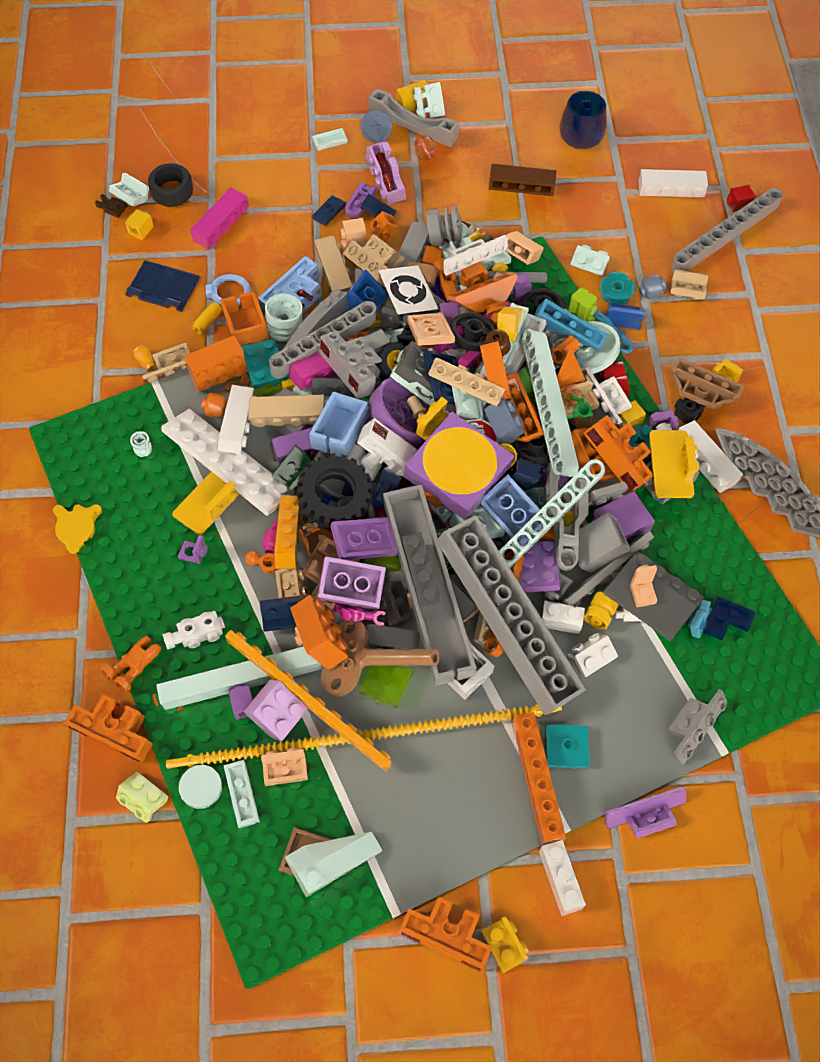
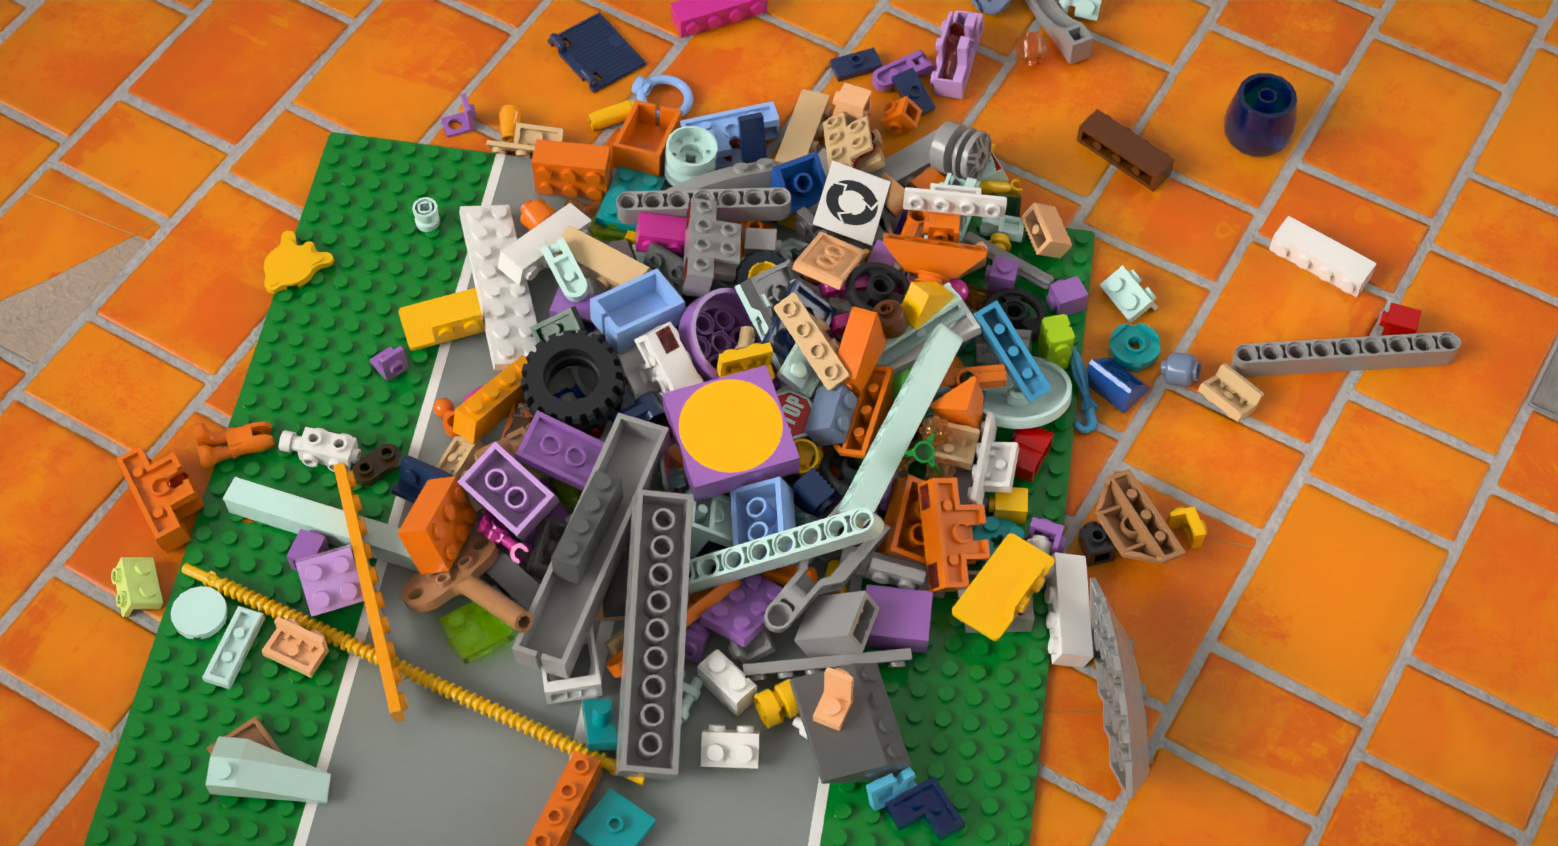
camera: 35 degrees right, 5 degrees down
(114, 369) = (465, 118): none -> medium lavender bracket
(239, 618) = (378, 465): none -> dark brown plate
(271, 426) = (566, 270): none -> light aqua plate
(314, 285) = (752, 137): none -> dark blue tile
(509, 691) = (599, 724): none -> teal tile
(562, 279) = (1067, 296): none -> medium lavender brick

